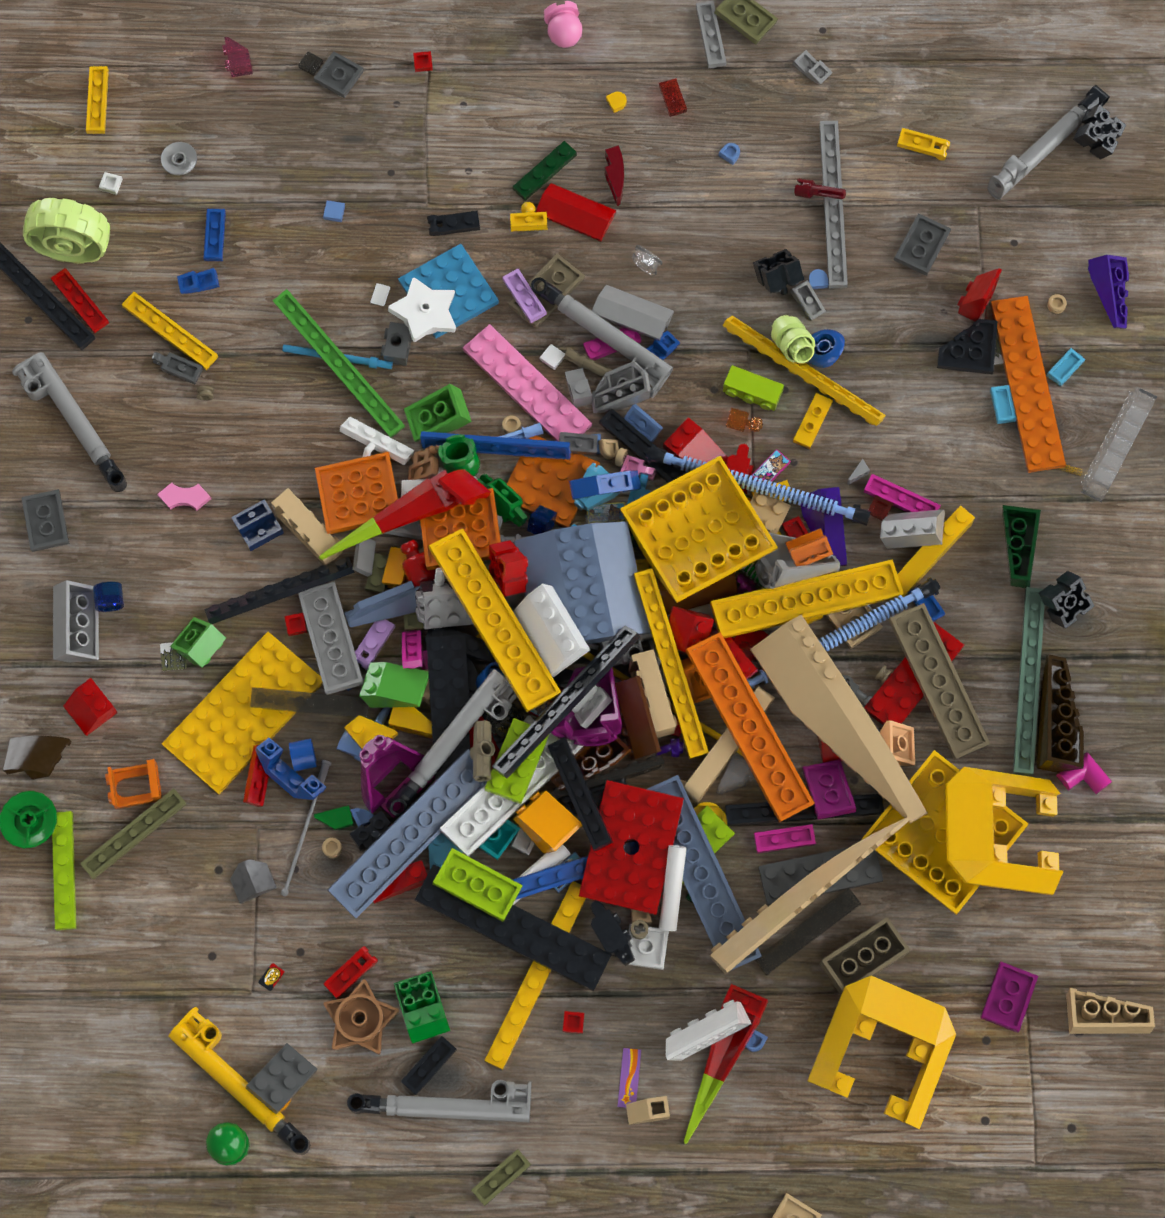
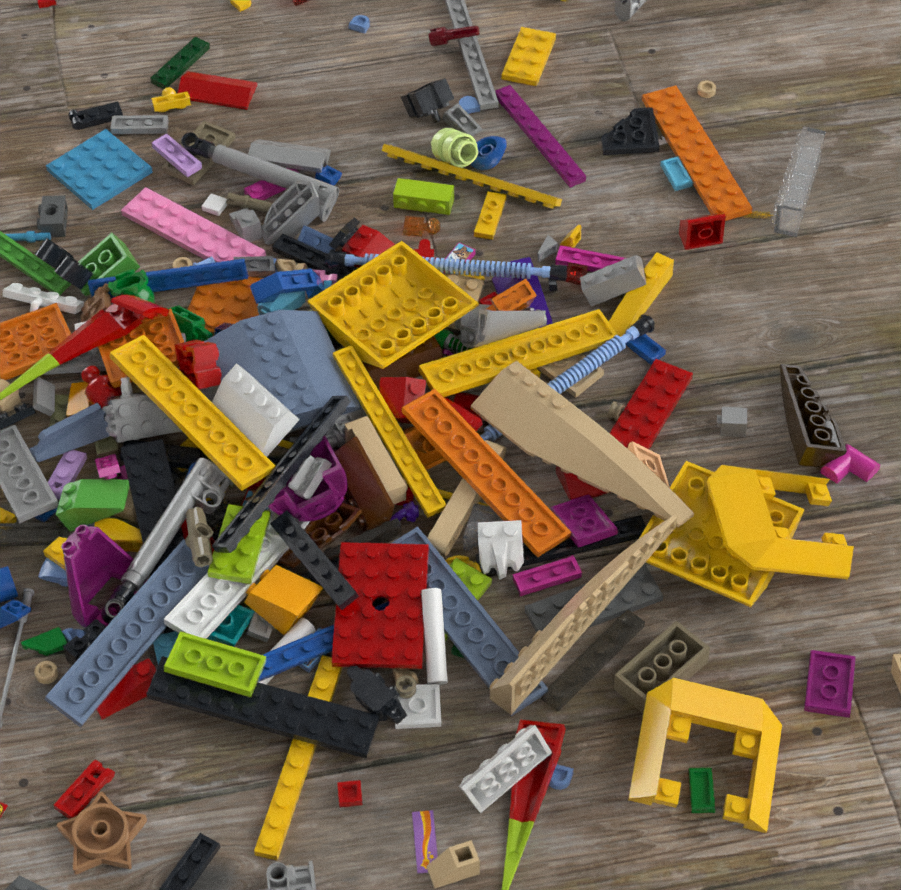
camera: 10 degrees left, 20 degrees down
(380, 294) = (29, 183): white sticker -> none
(408, 419) = (64, 264): none -> black beam
(421, 1007) = (173, 810): green slope -> none
(424, 310) = (76, 179): white plate -> none
(494, 244) = (139, 124): none -> light grey plate
(615, 172) = (249, 52): dark red slope -> none
(646, 260) = (294, 111): clear piece -> none
(669, 426) = (345, 234): none -> black plate
(748, 807) = (500, 546): none -> white plate
(873, 1078) = (701, 790): none -> green tile
(880, 331) = (540, 136): none -> magenta plate
(884, 464) = (572, 237): none -> yellow slope
(889, 228) = (528, 56): none -> yellow plate
(922, 244) = (563, 62): dark grey plate -> none
(939, 681) = (675, 404): dark tan plate -> none
(978, 294) = (629, 87): red slope -> none
(988, 707) = (732, 421): none -> light grey brick
(1011, 482) = (702, 231): none -> red slope
(1020, 539) = (724, 273): dark green wedge -> none
(1029, 683) = (768, 393): sand green plate -> none
(1065, 367) = (729, 135): medium azure tile -> none
(1066, 599) = (785, 312): black brick -> none
(1109, 277) = (753, 61): dark purple wedge -> none

